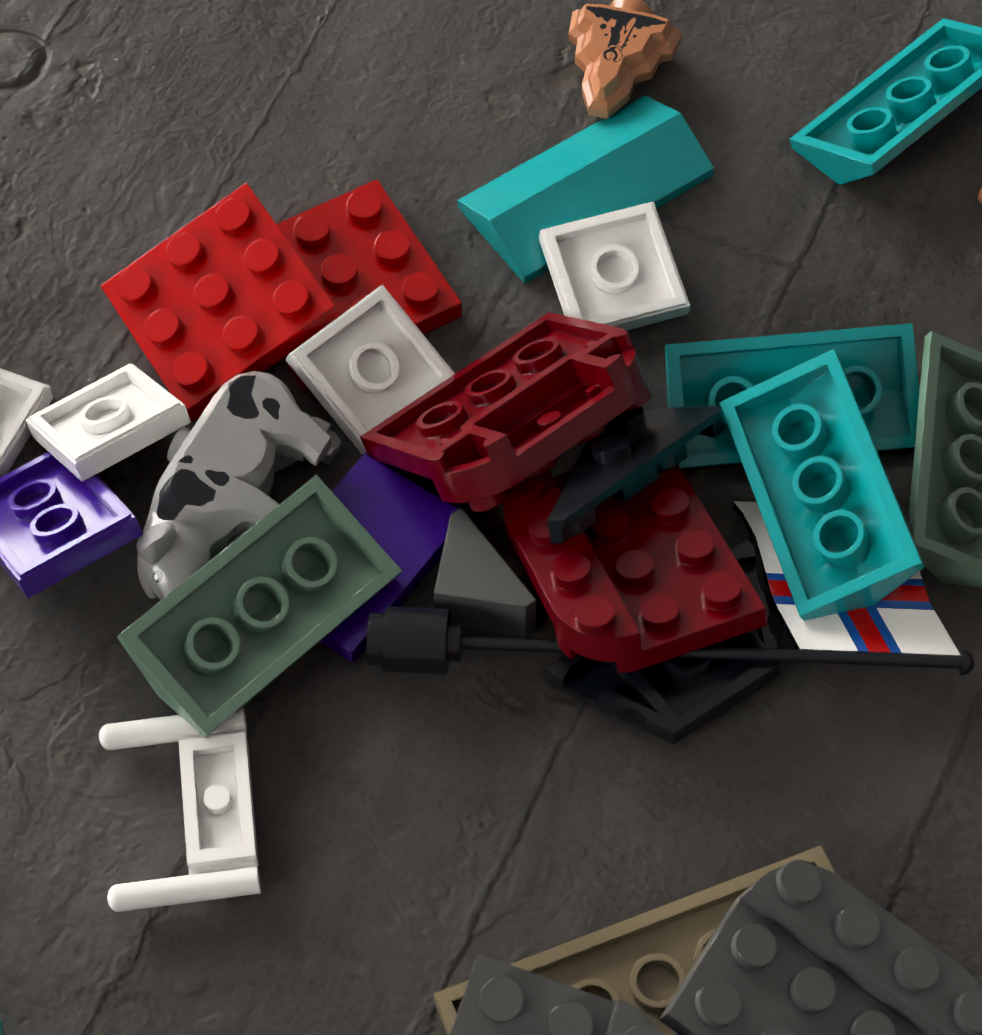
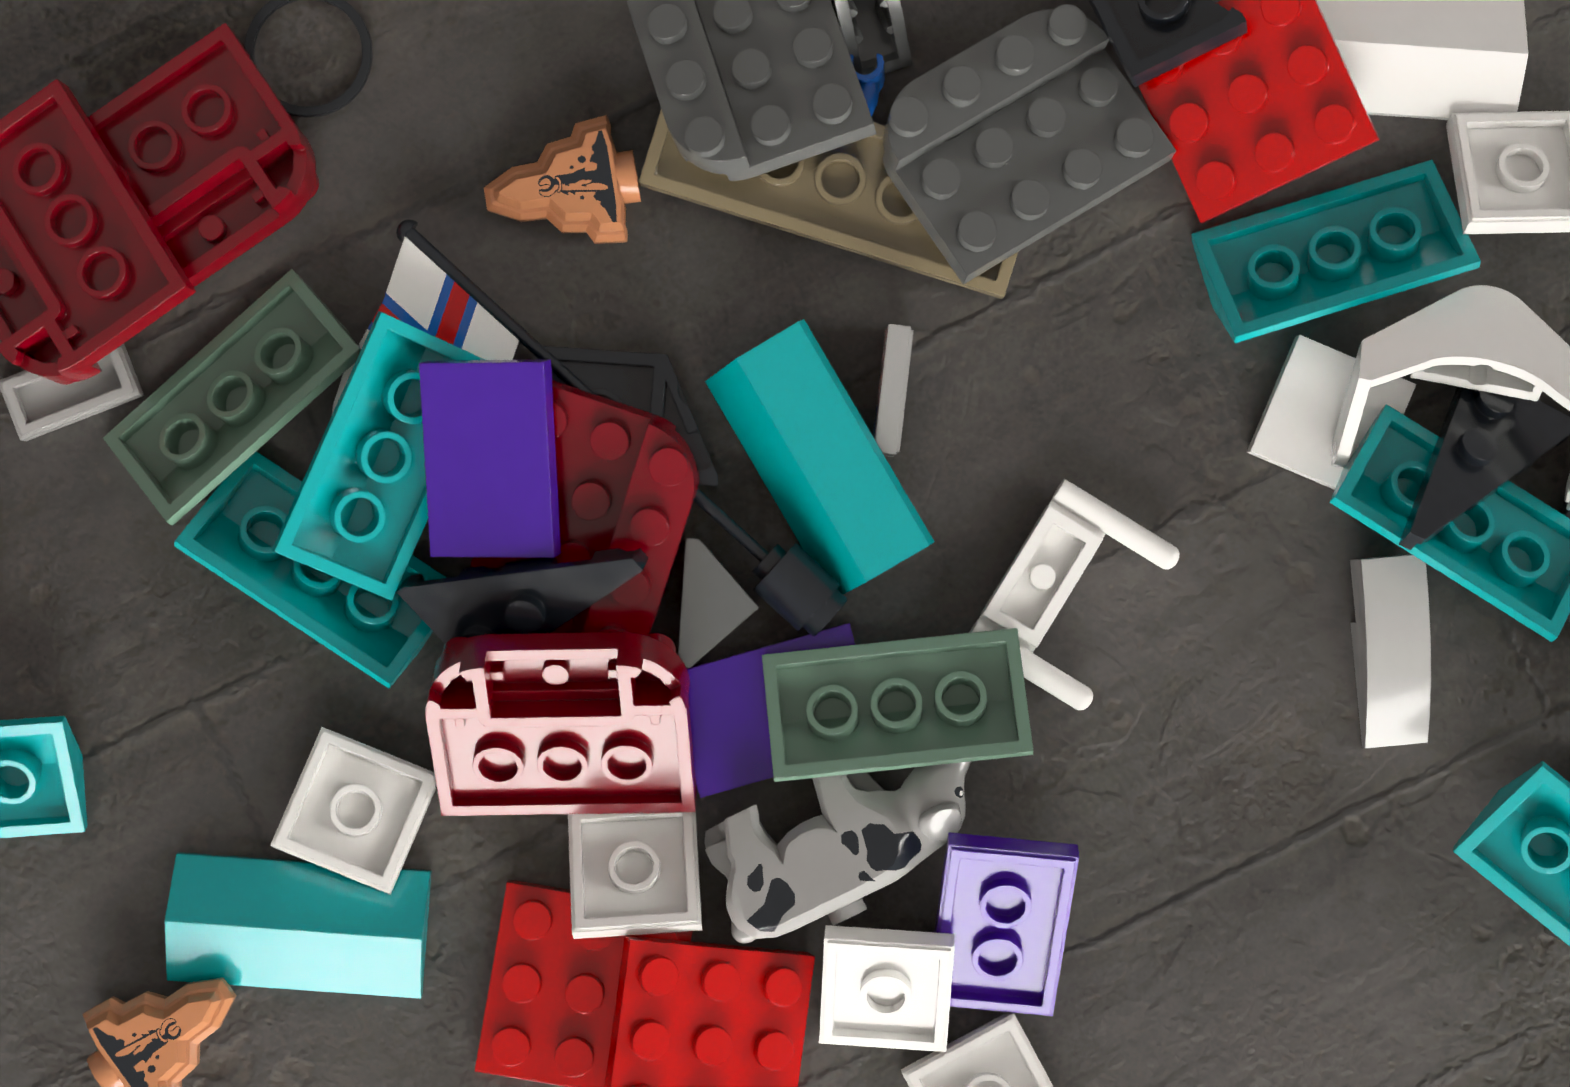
camera: 145 degrees left, 30 degrees up
(466, 847) = (892, 388): none -> light grey tile
(478, 745) = (818, 458): none -> teal slope
(739, 532) = (490, 458): none -> dark purple tile
(869, 809) = (574, 185): none -> nougat rock

